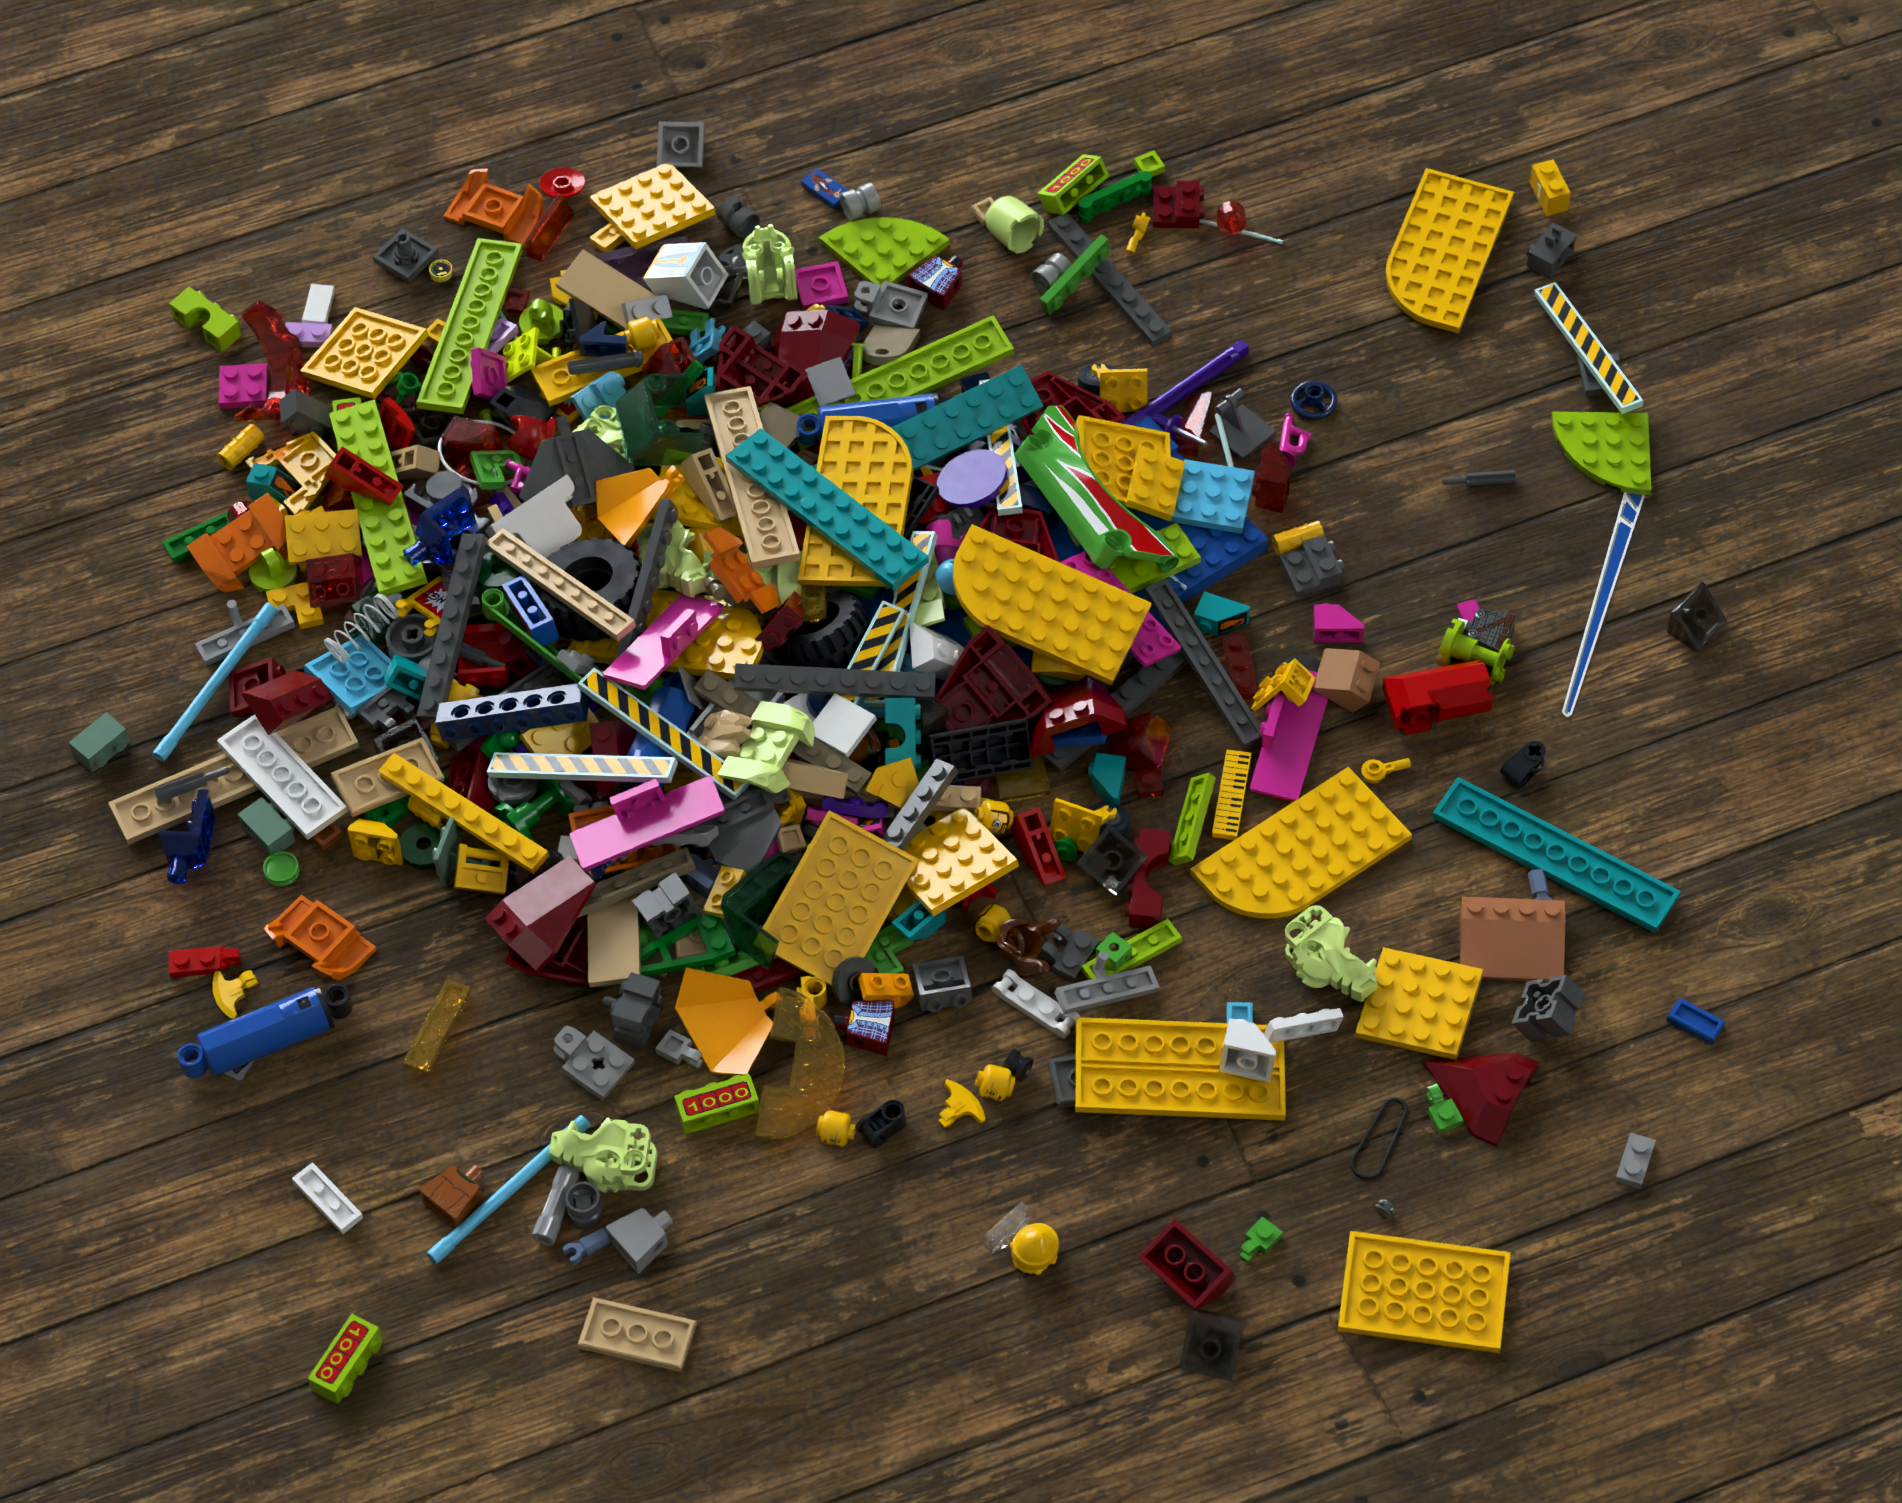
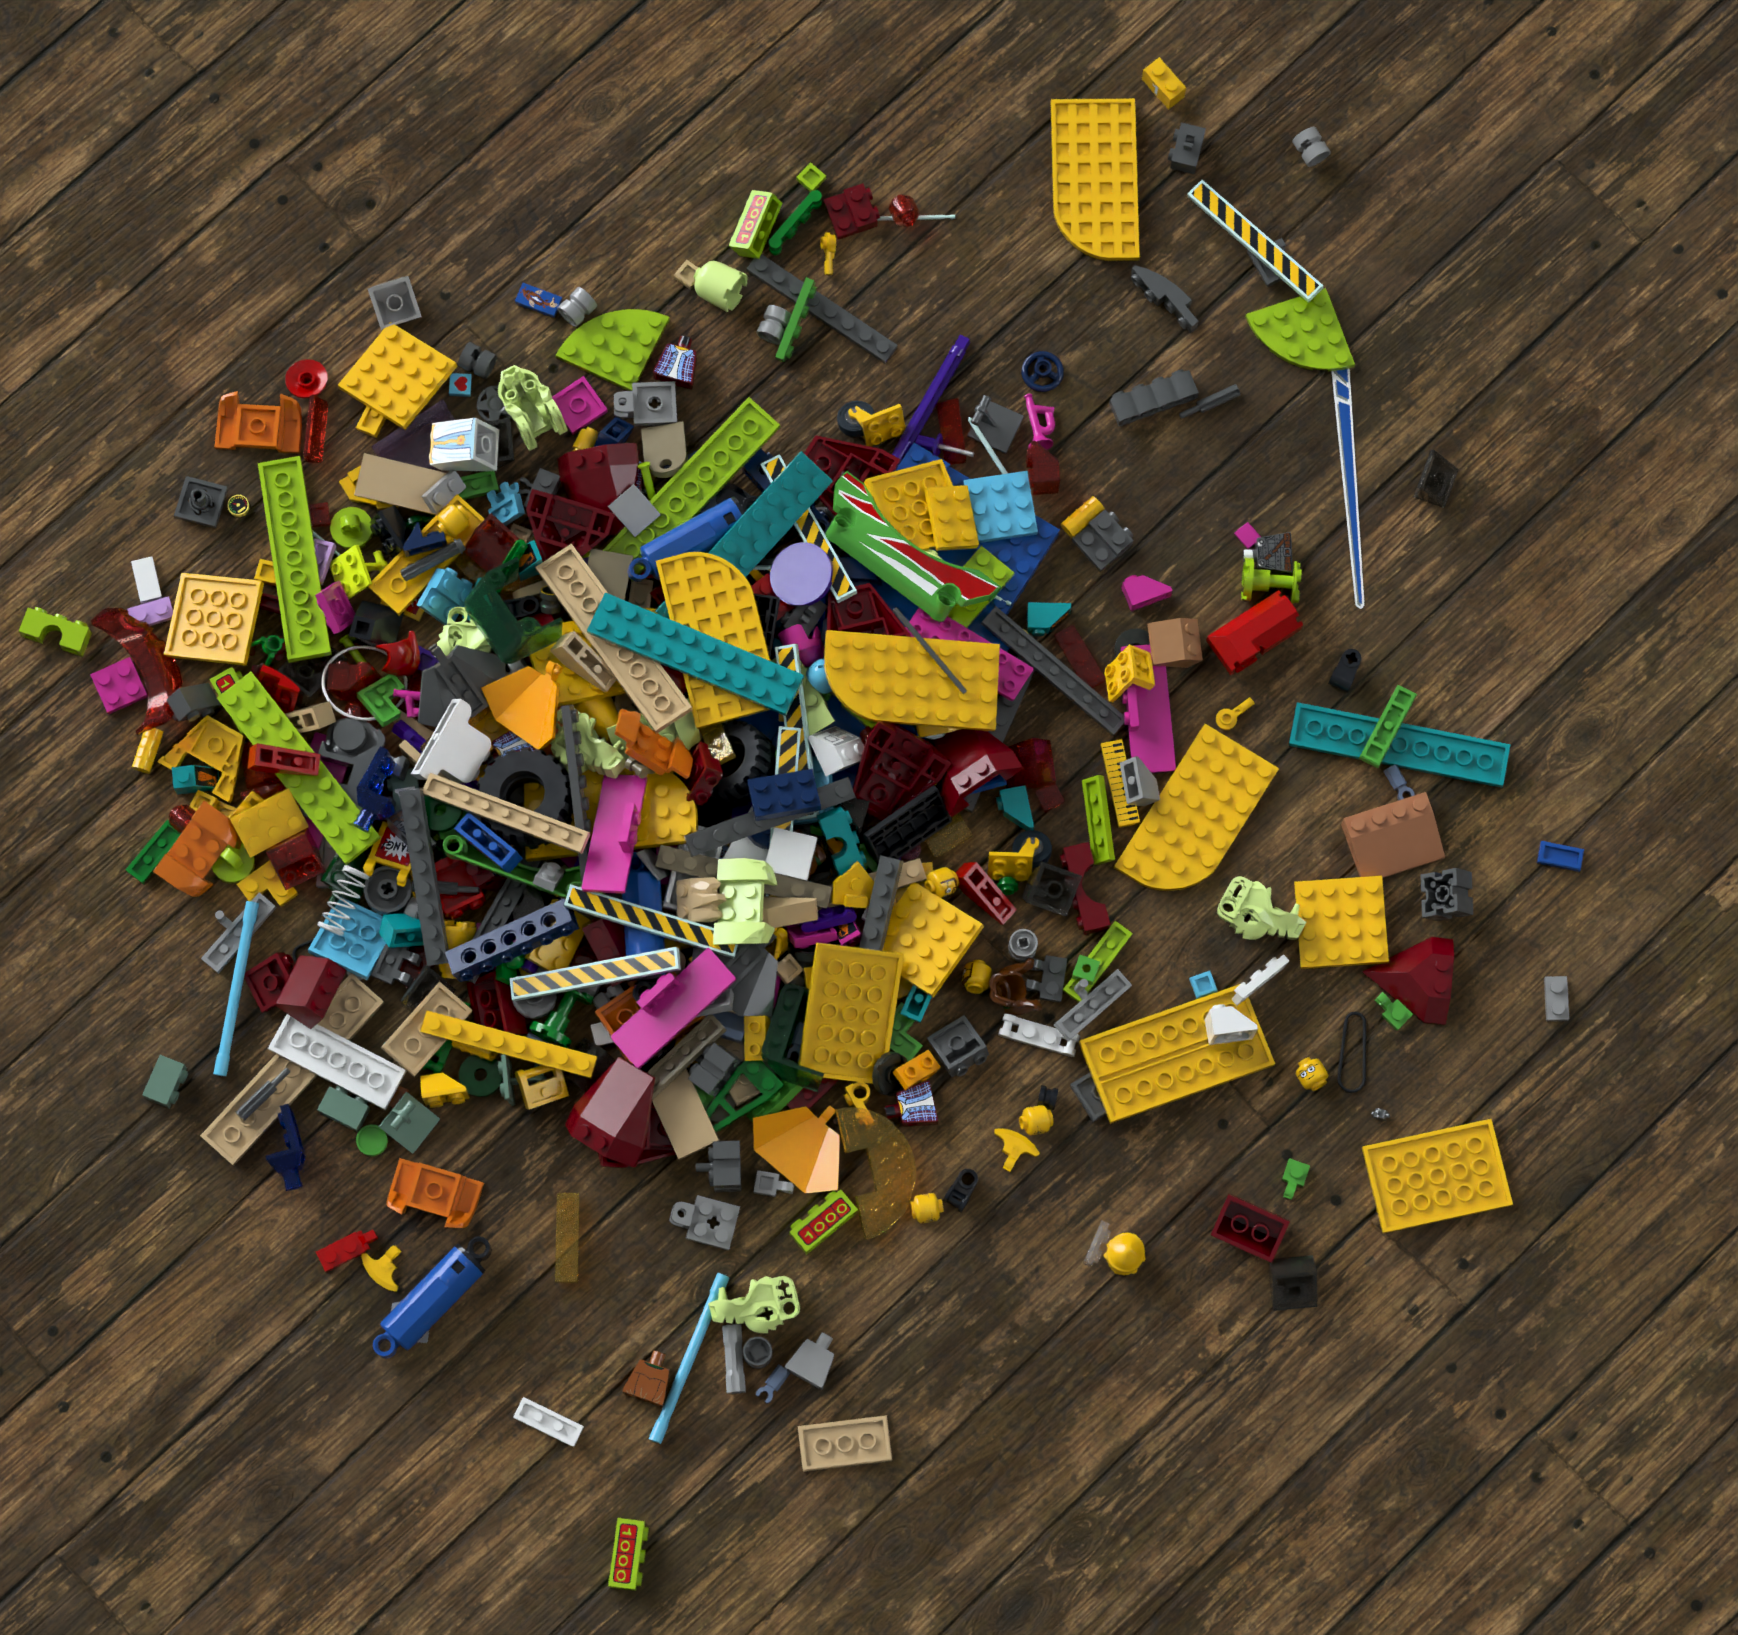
camera: 25 degrees left, 20 degrees up
(326, 860) = (409, 1122): none -> sand green plate
(712, 235) = (460, 384): none -> medium azure tile
(857, 662) = (784, 794): none -> dark blue plate
(1058, 903) = (1022, 945): none -> light grey wheel
(1073, 579) = (930, 650): none -> dark grey axle
(1250, 796) = (1138, 783): none -> light grey slope
(1322, 1139) = (1311, 1074): none -> yellow head
(1422, 455) = (1153, 398): none -> dark grey brick
(1472, 365) = (1160, 290): none -> dark grey slope
(1548, 828) = (1388, 726): none -> bright green plate
(1683, 285) = (1313, 149): none -> light grey wheel

